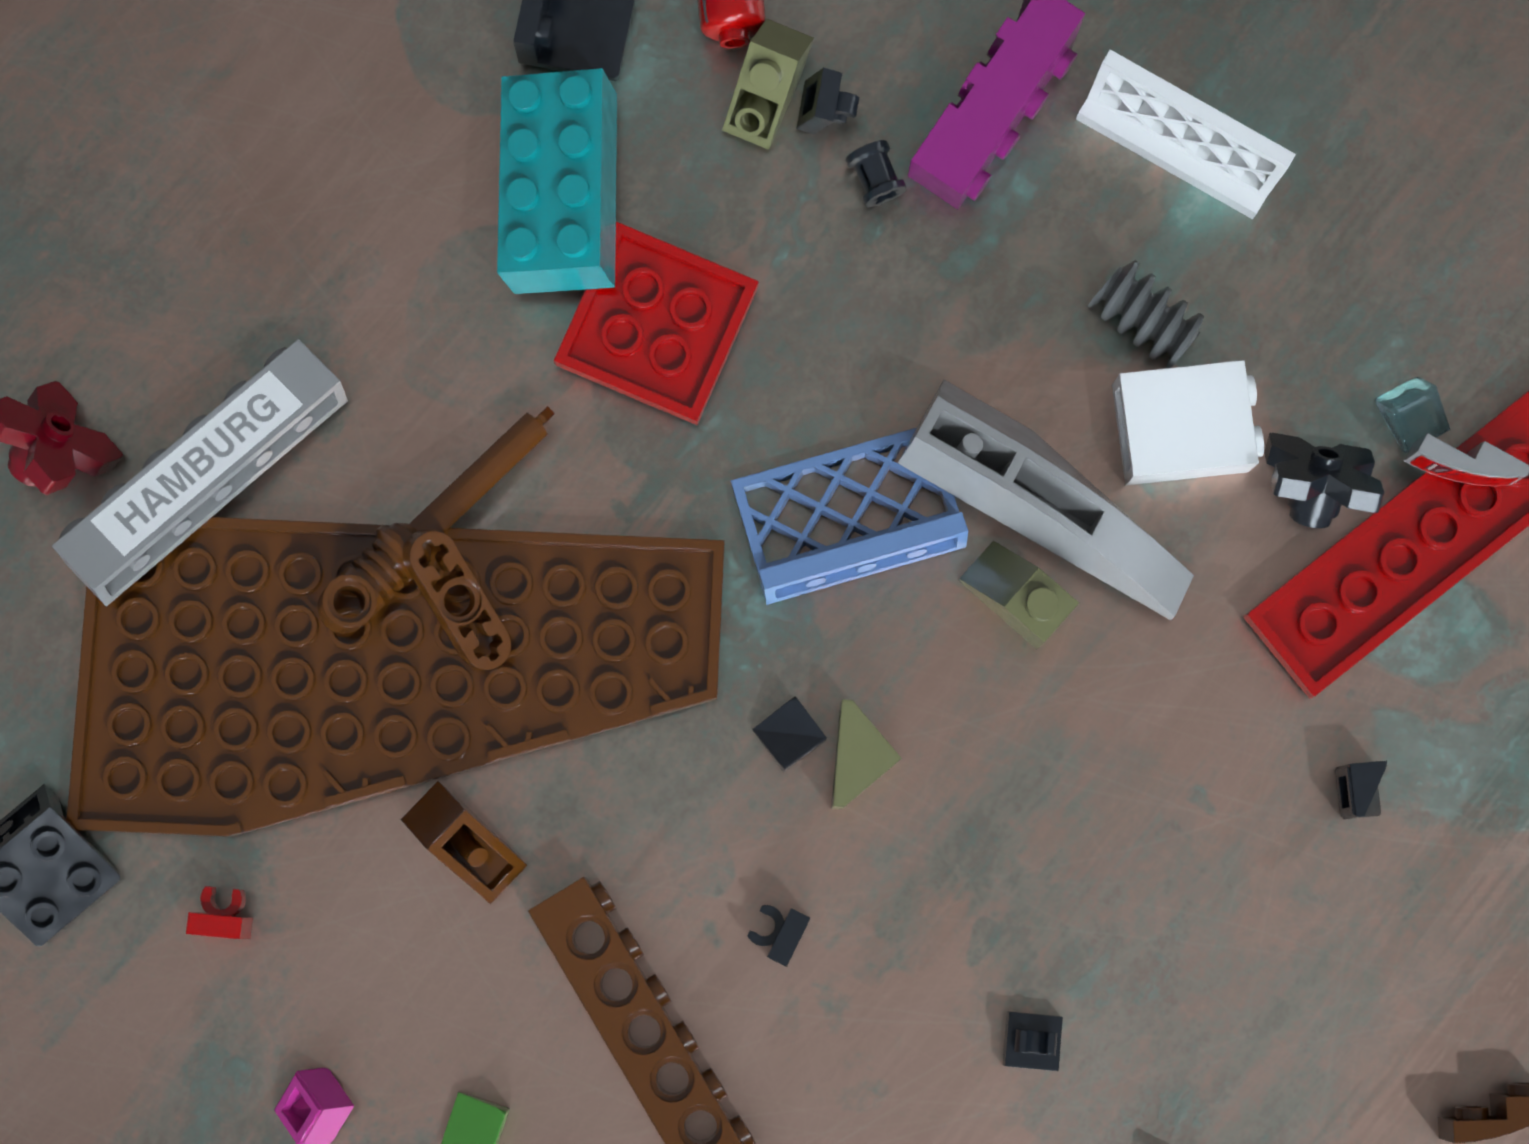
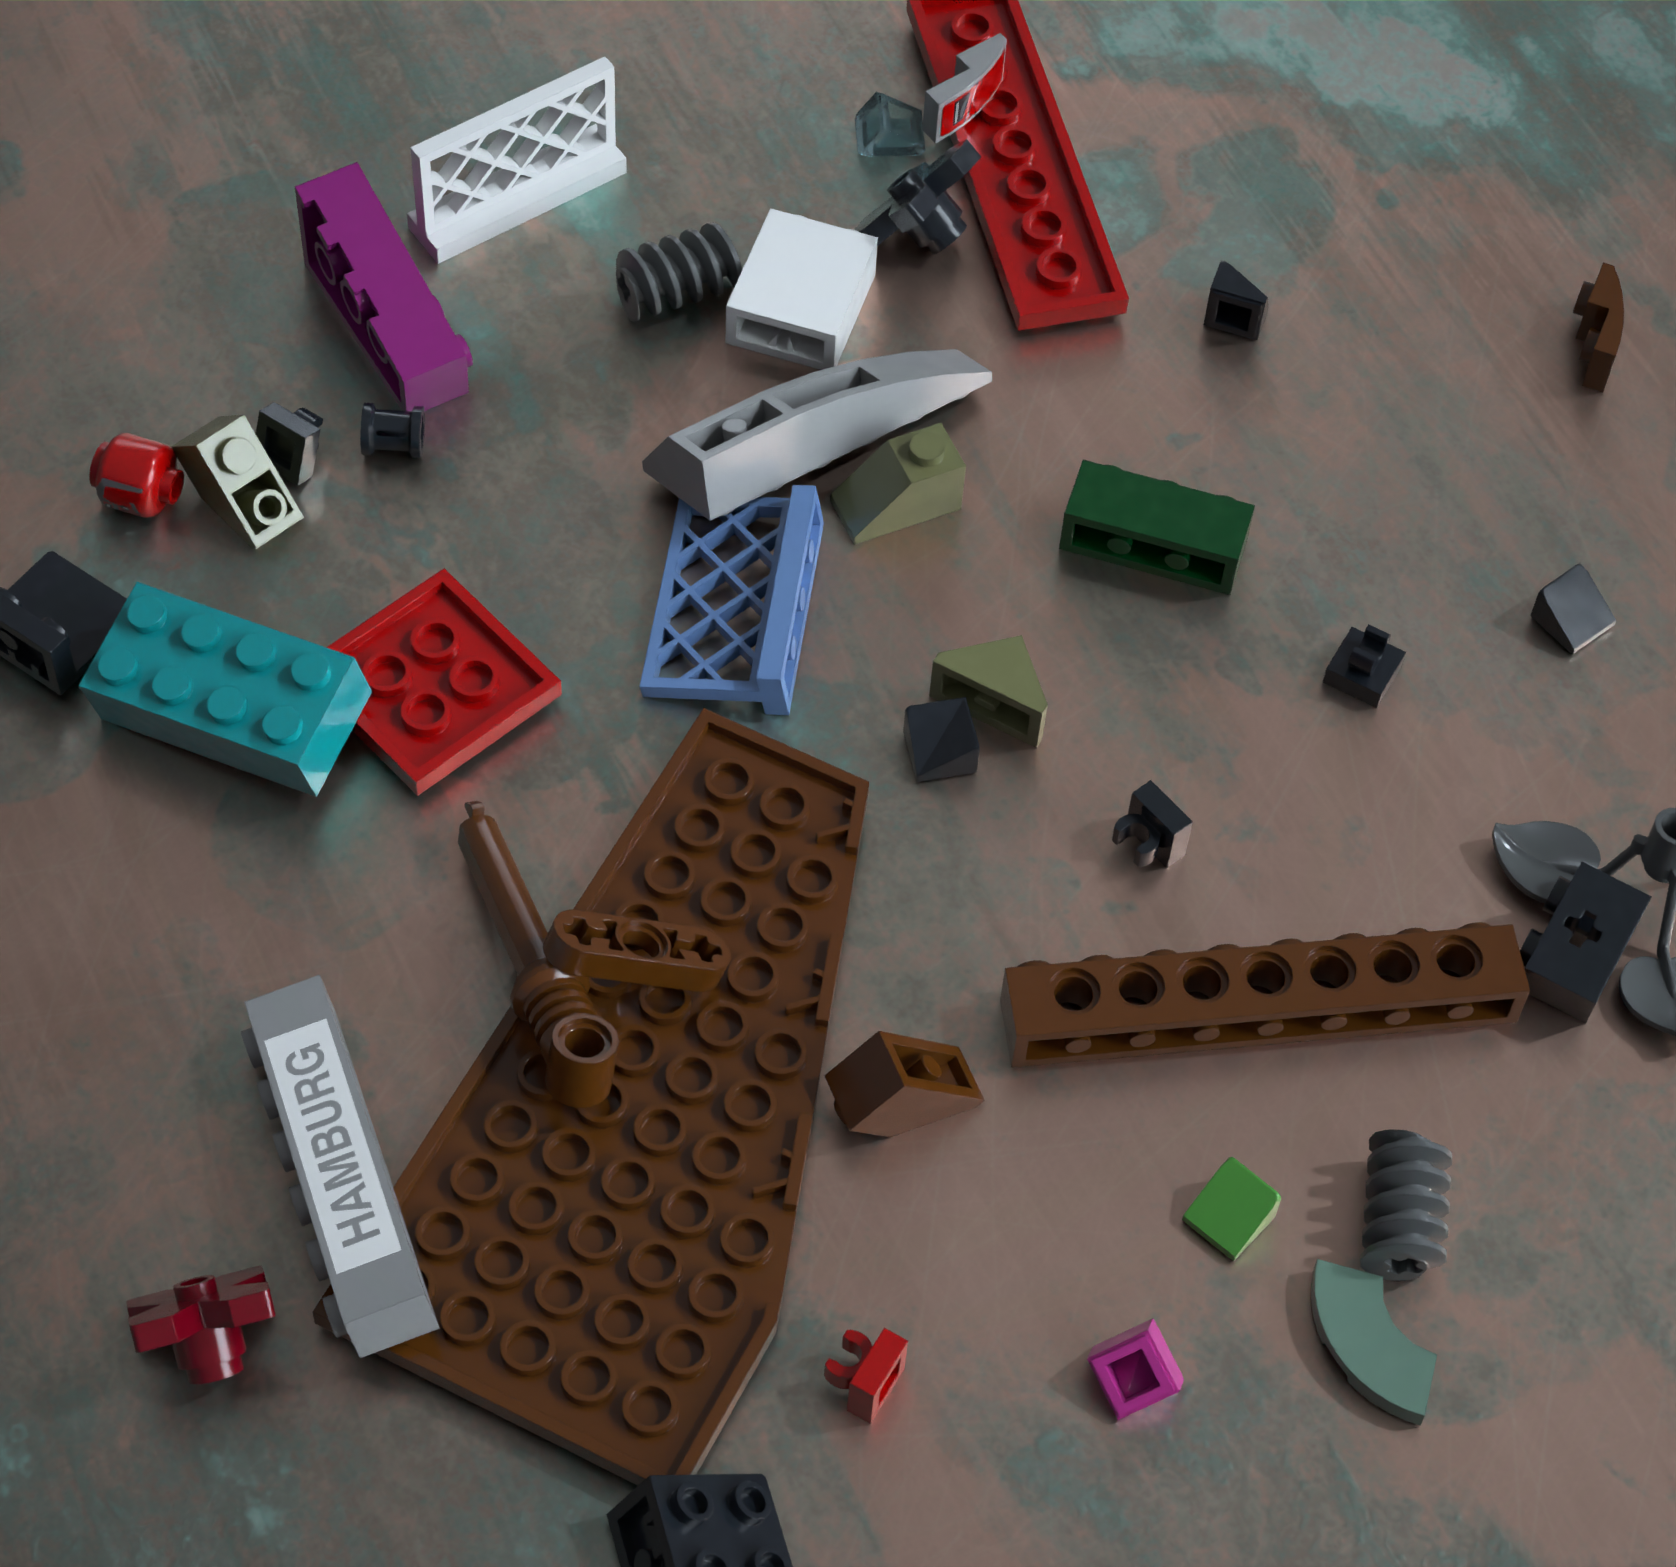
camera: 65 degrees left, 25 degrees down
(1085, 817) = (1156, 526): none -> dark green brick

